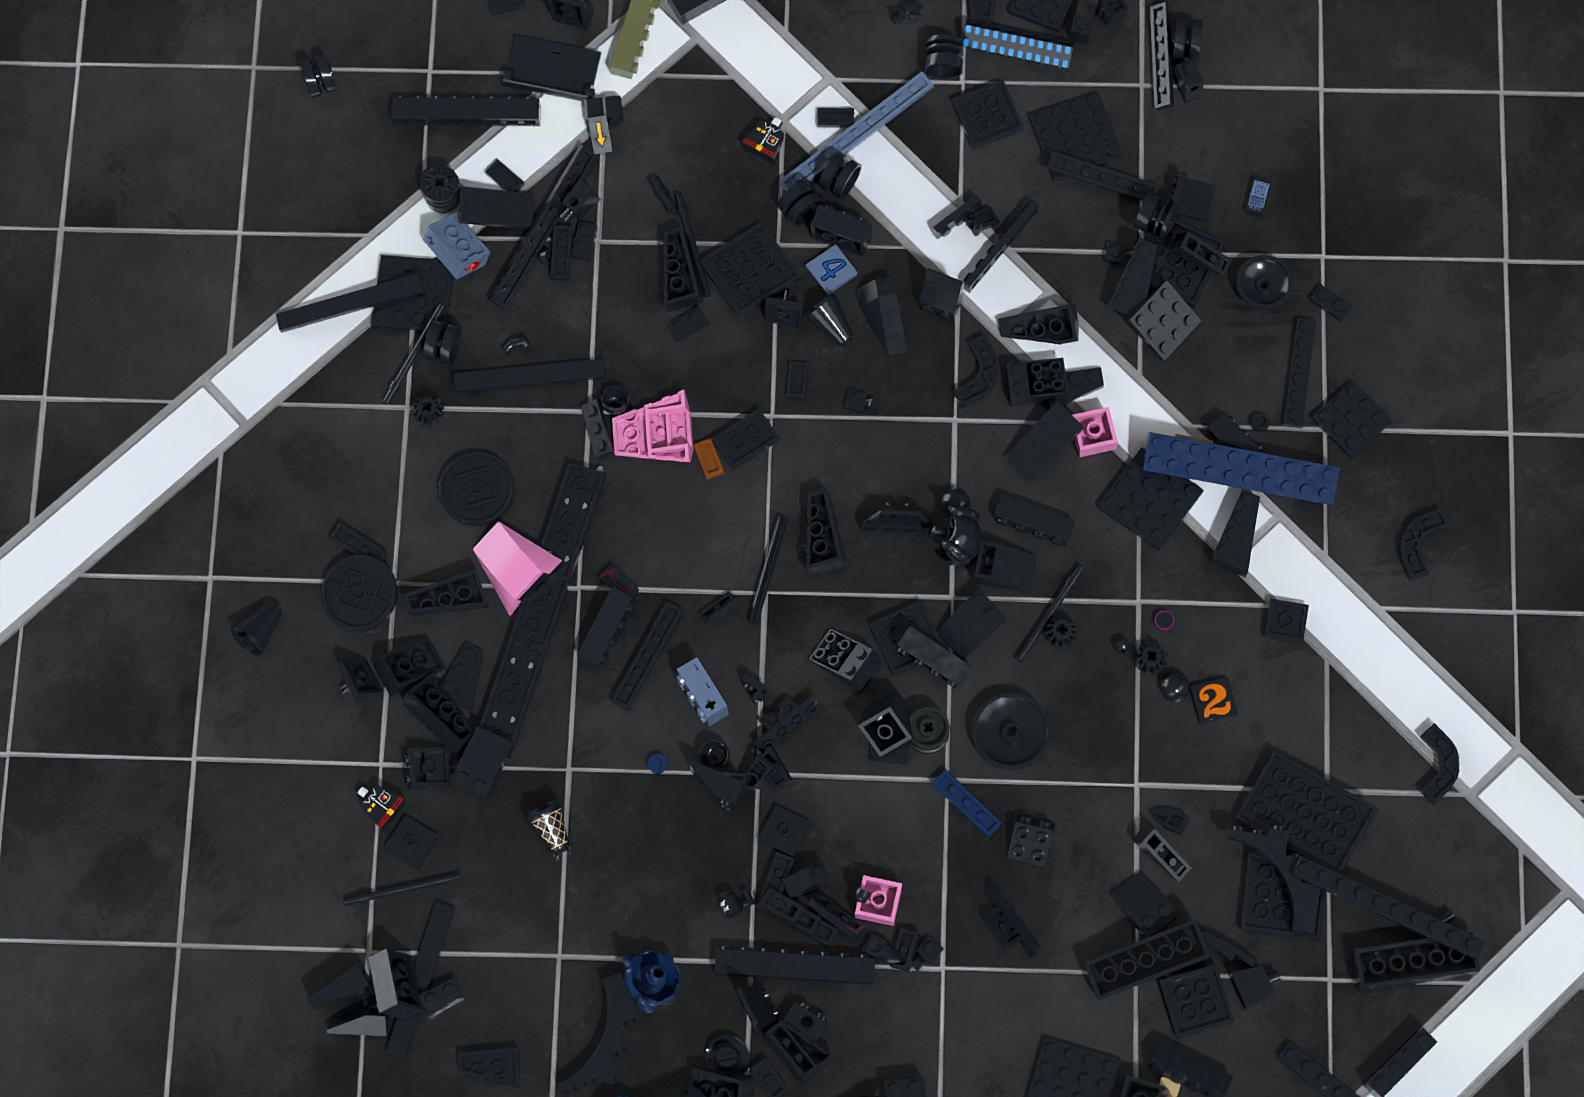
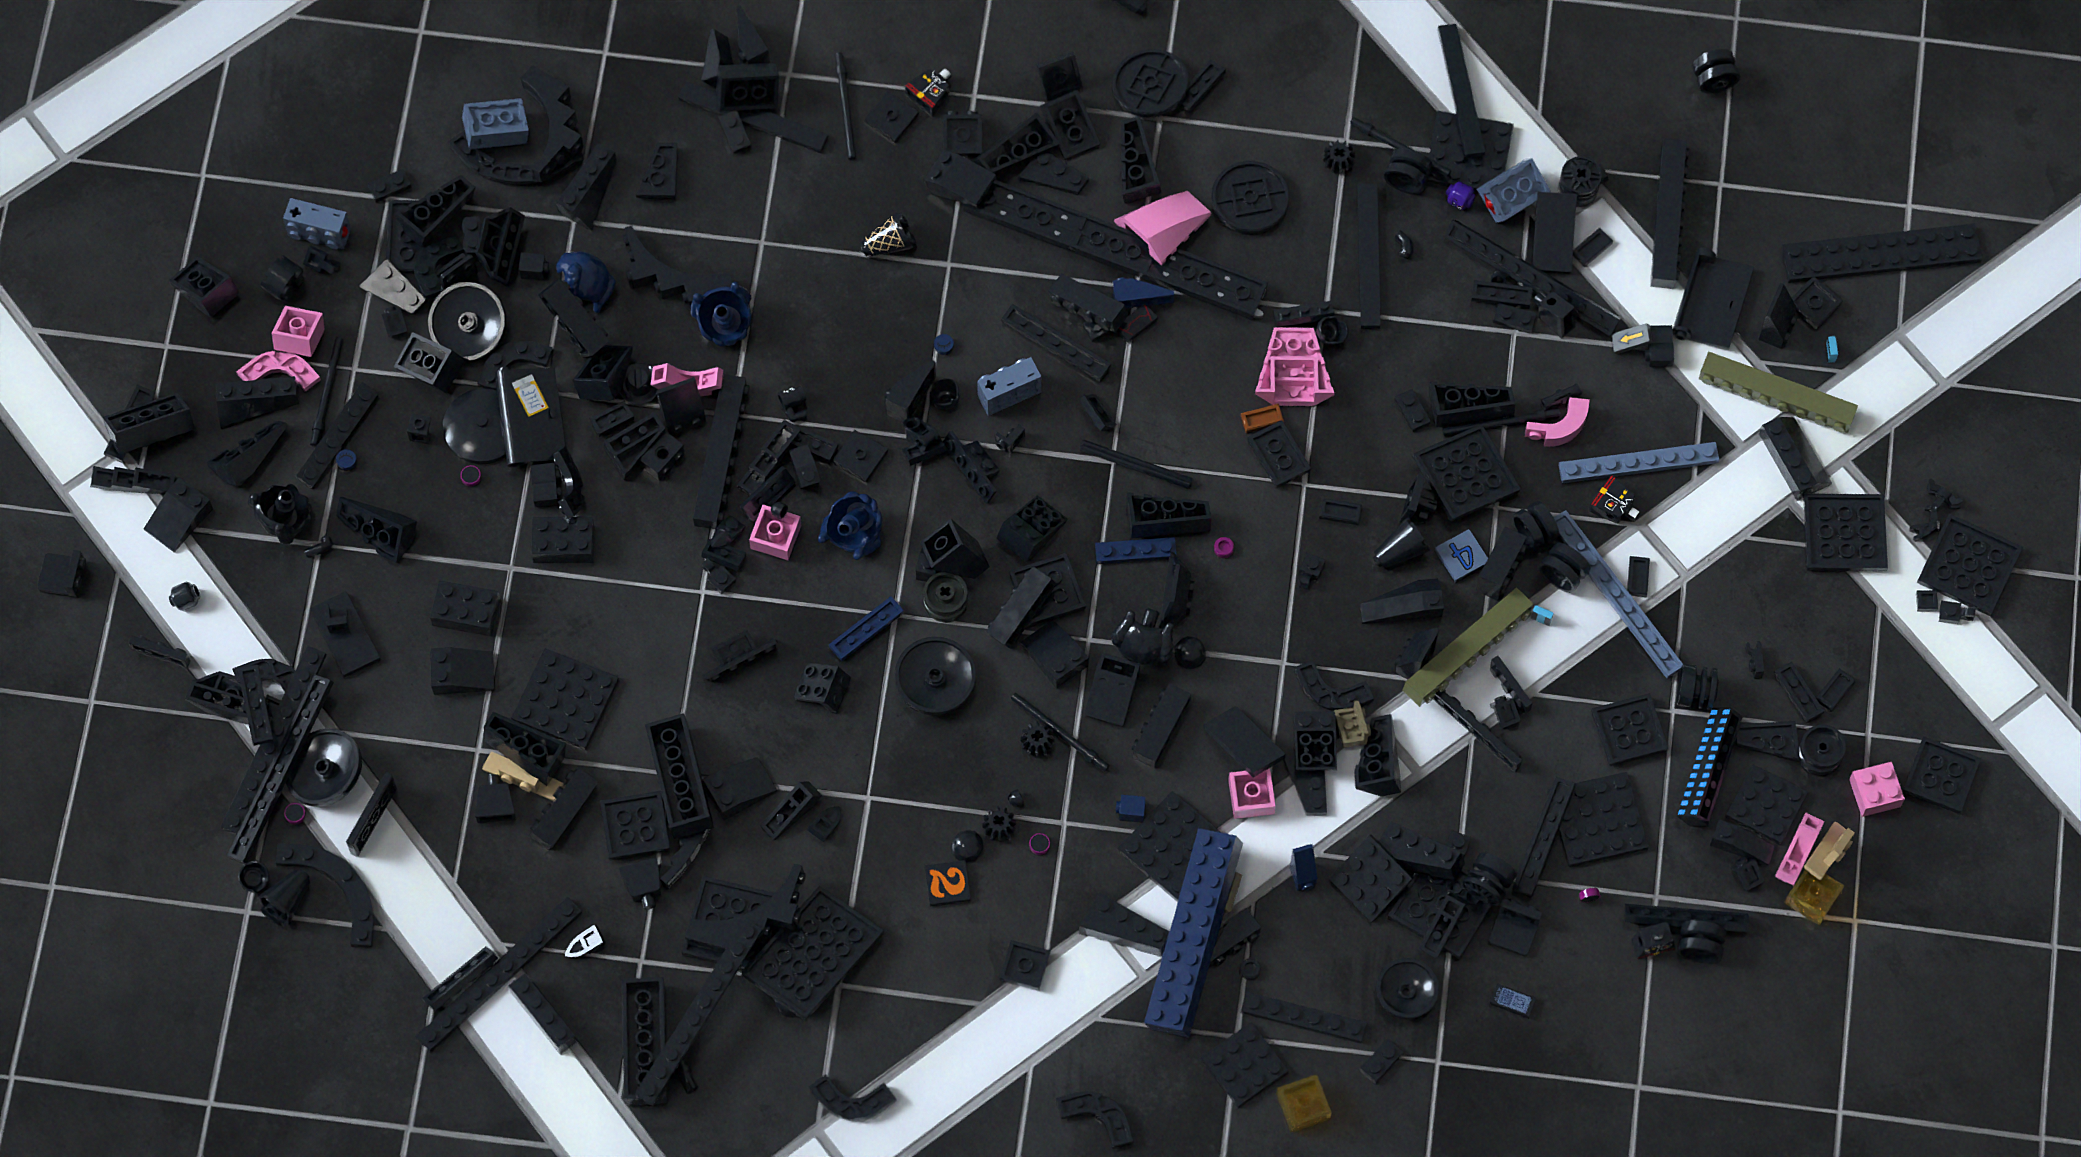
camera: 90 degrees right, 5 degrees down
(461, 296) = (1460, 195): none -> dark purple head
(588, 586) = (1136, 293): none -> dark blue slope
(690, 181) = (1563, 431): none -> bright pink arch
(722, 124) = (1638, 462): none -> sand blue plate
(723, 1006) = (706, 381): none -> bright pink arch
(845, 482) = (1224, 547): none -> magenta tile
(857, 562) = (1134, 550): none -> dark blue plate
(866, 825) = (853, 524): none -> dark blue piece
(885, 195) = (1542, 615): none -> medium azure tile
(927, 251) = (1467, 647): none -> olive brick
(1015, 349) = (1352, 726): none -> dark tan bracket
(1120, 539) = (1131, 808): none -> dark blue brick
(1151, 137) = (1589, 895): none -> magenta tile
(1163, 379) = (1303, 867): none -> dark blue slope
(1322, 1033) = (586, 942): none -> plate
(1385, 362) = (1303, 1103): none -> clear yellow brick

